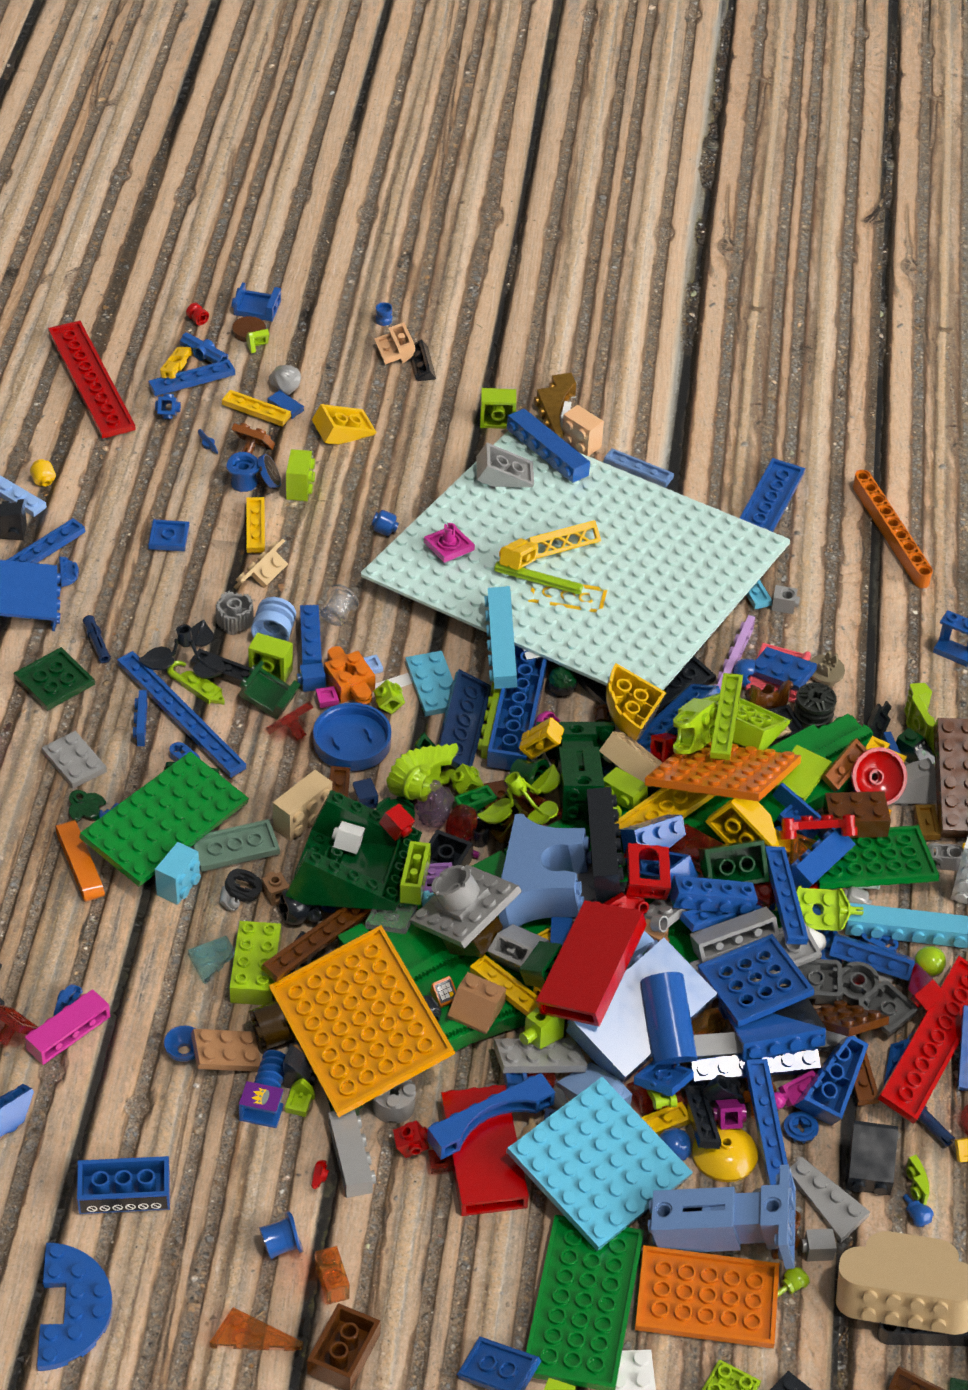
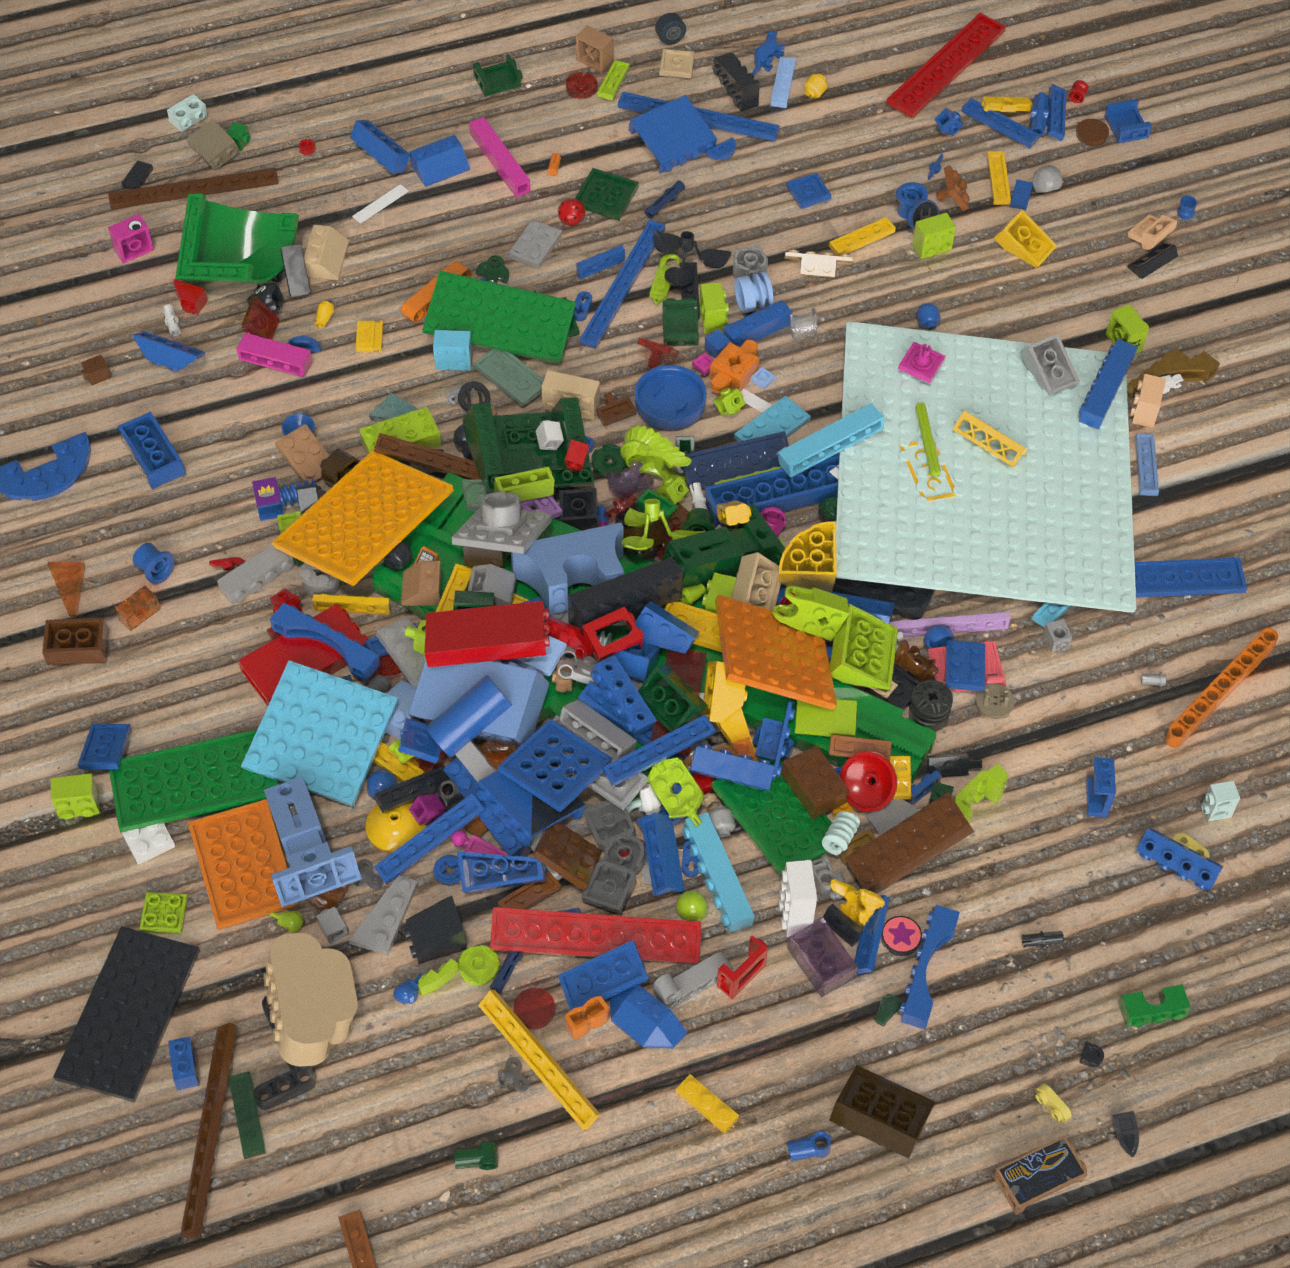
camera: 65 degrees right, 10 degrees up
(37, 964) = (324, 313): none -> yellow cone
(60, 711) = (569, 210): none -> red helmet
(95, 940) = (369, 336): none -> yellow plate
(229, 347) = (1057, 112): none -> blue plate
(257, 338) = (1080, 140): lime tile -> none
(366, 793) = (614, 431): dark blue panel -> none
(445, 1080) = (353, 604): none -> yellow plate
(490, 768) = (697, 496): none -> white pin
(518, 554) = (939, 411): yellow brick -> none
(726, 716) = (836, 628): lime plate -> none
(846, 824) = (763, 744): red plate -> none
(862, 561) = (1153, 679): none -> light grey pin
(916, 820) = (840, 832): none -> light aqua piece
(918, 1142) = (478, 965): none -> lime tile
(924, 988) = (646, 904): red slope -> none

